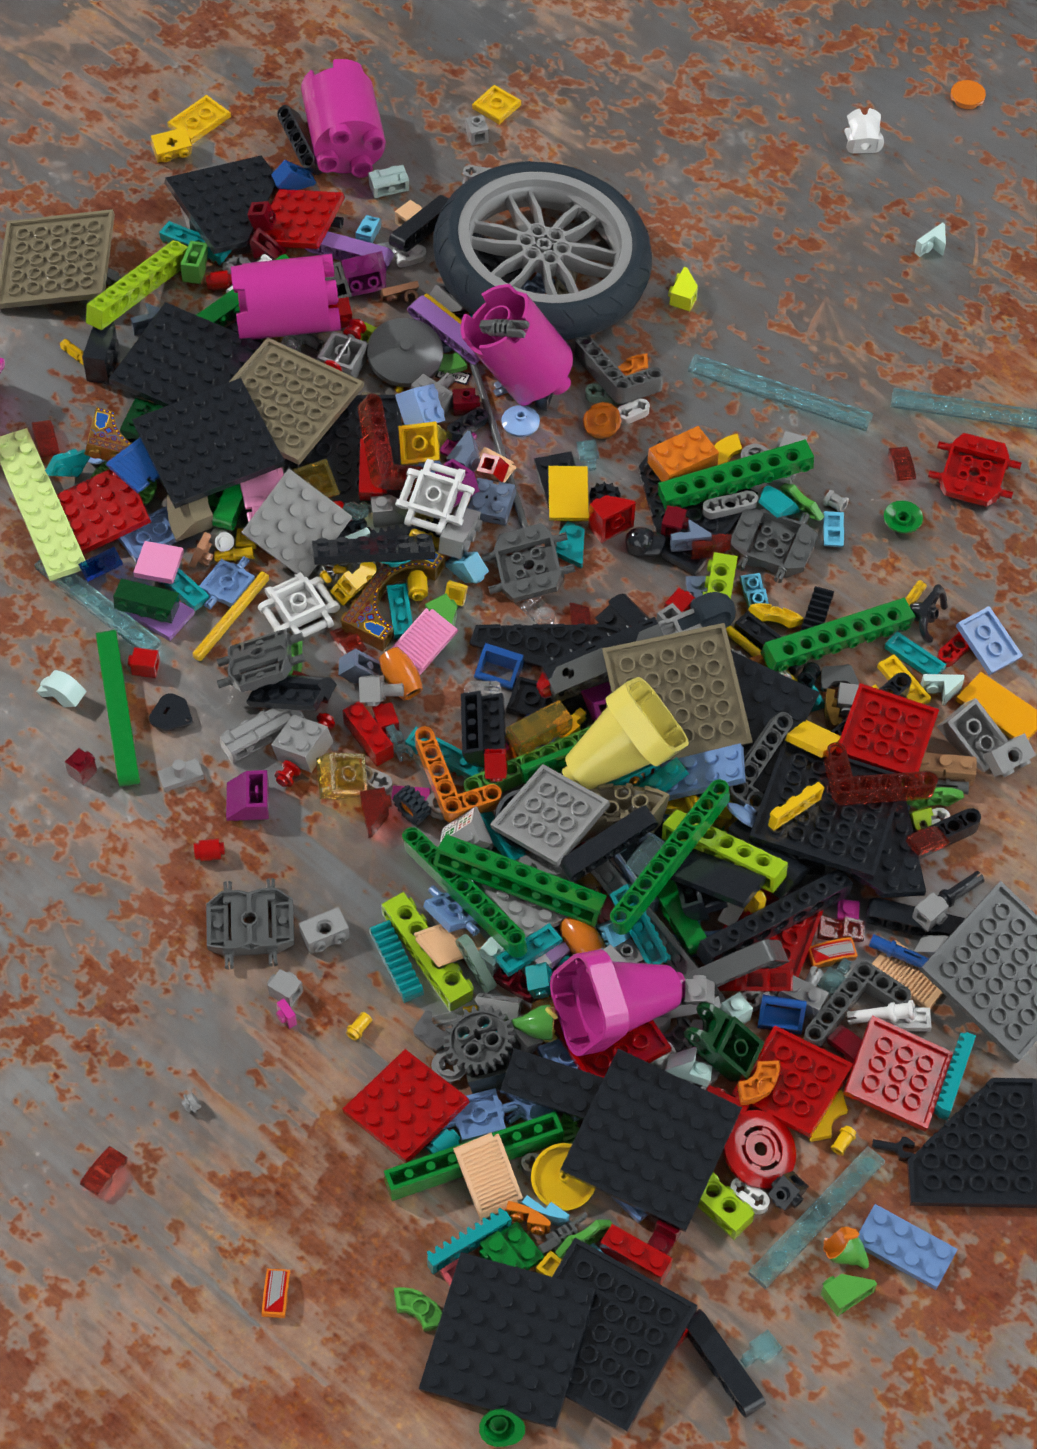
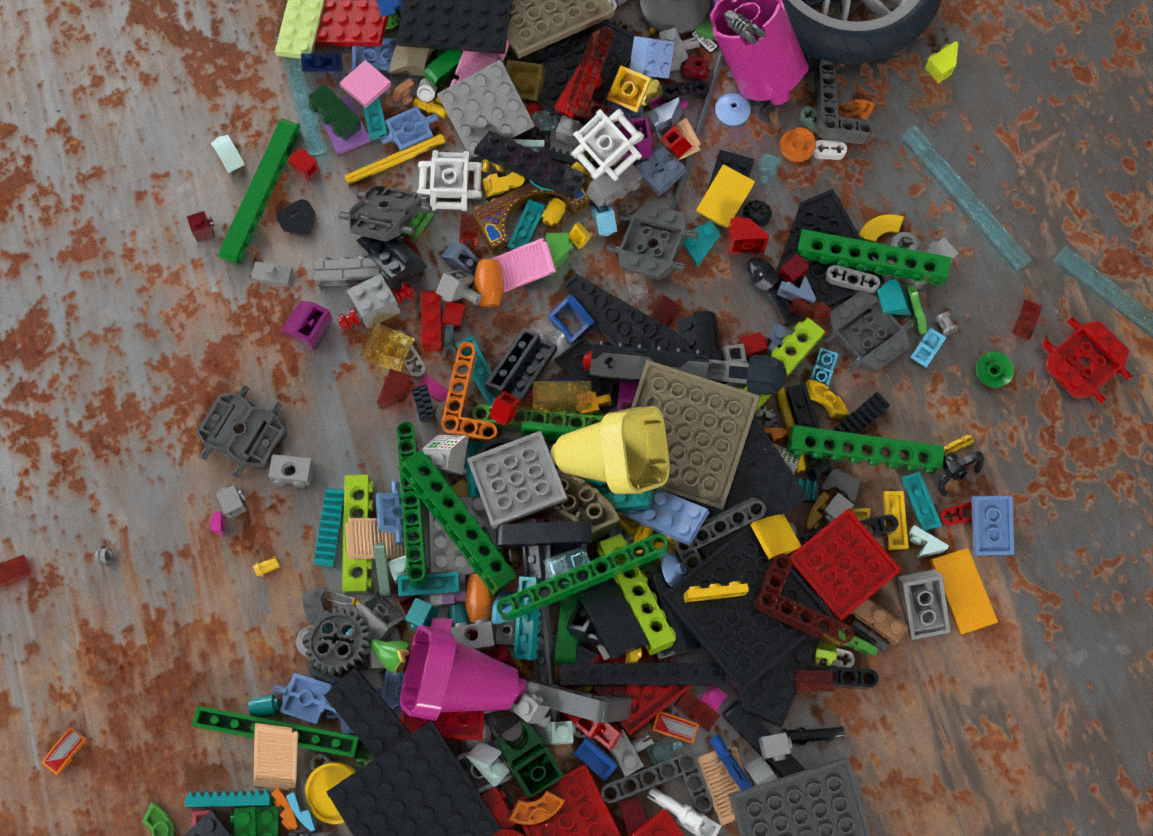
camera: 30 degrees right, 15 degrees up
(209, 850) = (250, 350): red brick -> none
(406, 1106) = (256, 656): red plate -> none
(682, 455) = (840, 215): orange brick -> none
(998, 758) = (930, 634): light grey brick -> none

